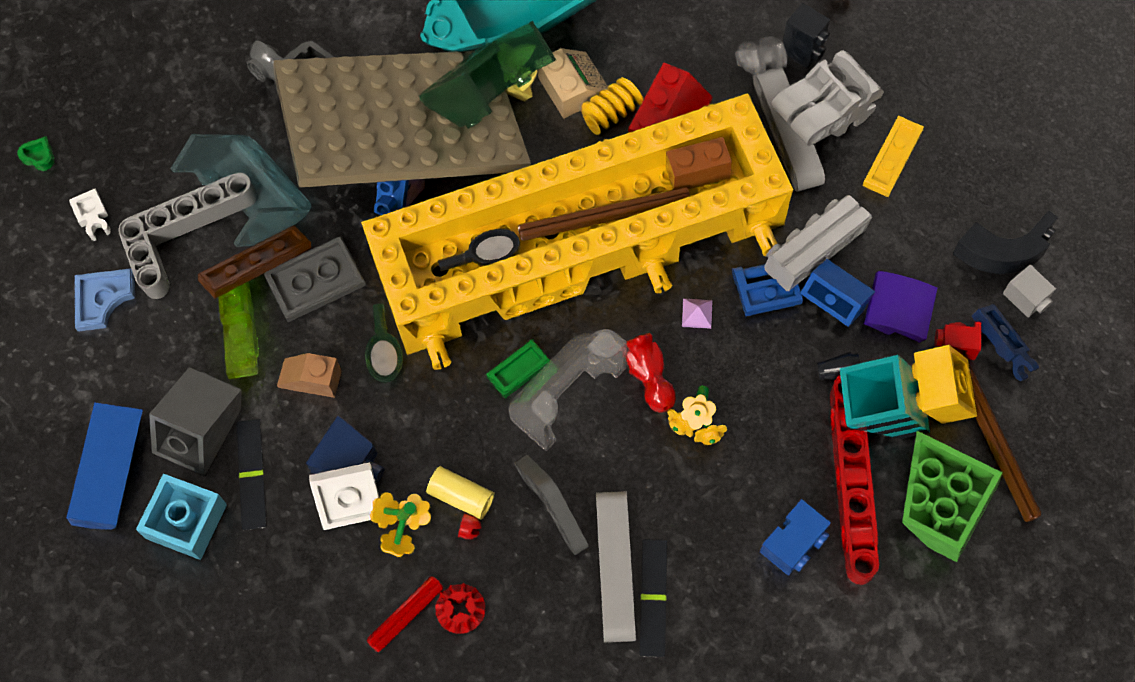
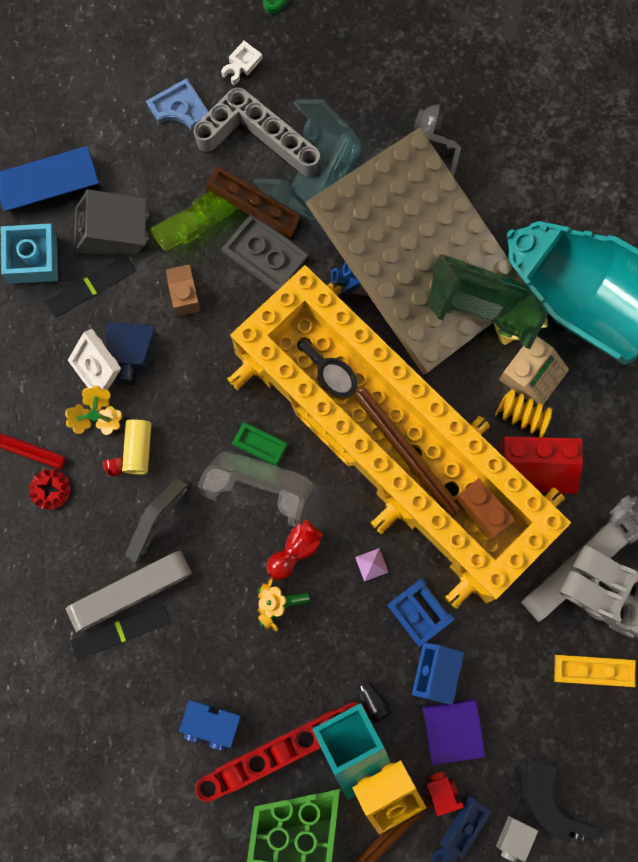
camera: 60 degrees right, 10 degrees up
(383, 350) = (217, 337): clear green piece -> none
(816, 242) = (475, 638): light grey brick -> none

